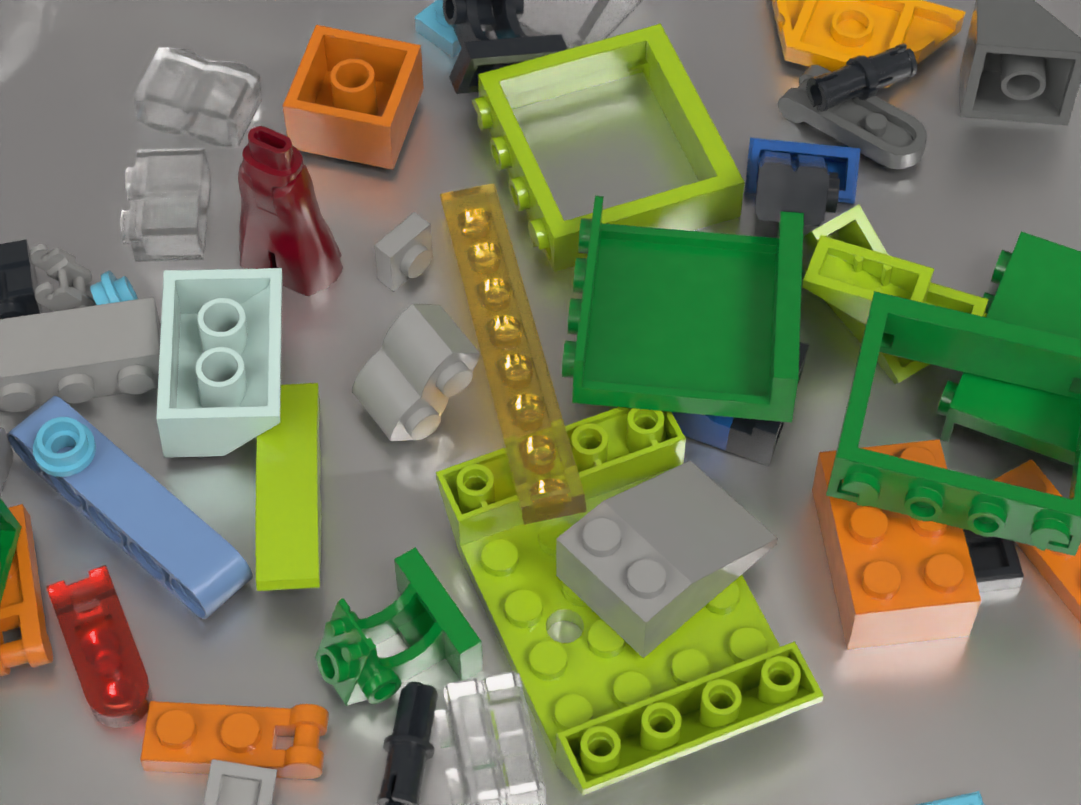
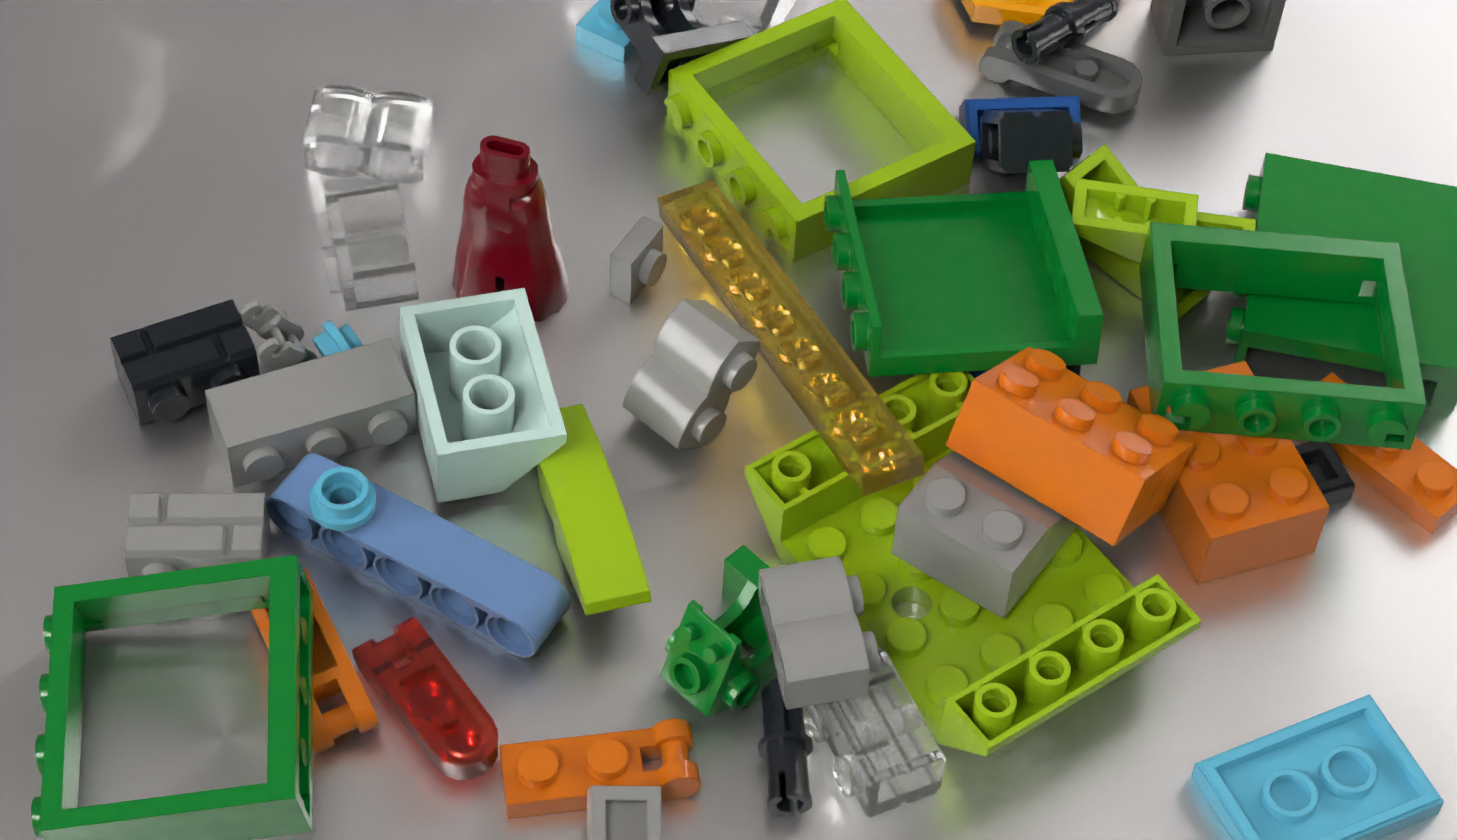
camera: 15 degrees left, 5 degrees down
(354, 96) = (549, 101): orange brick -> none
(449, 648) = (816, 632): none -> light grey brick
(738, 502) = (1070, 443): none -> orange brick

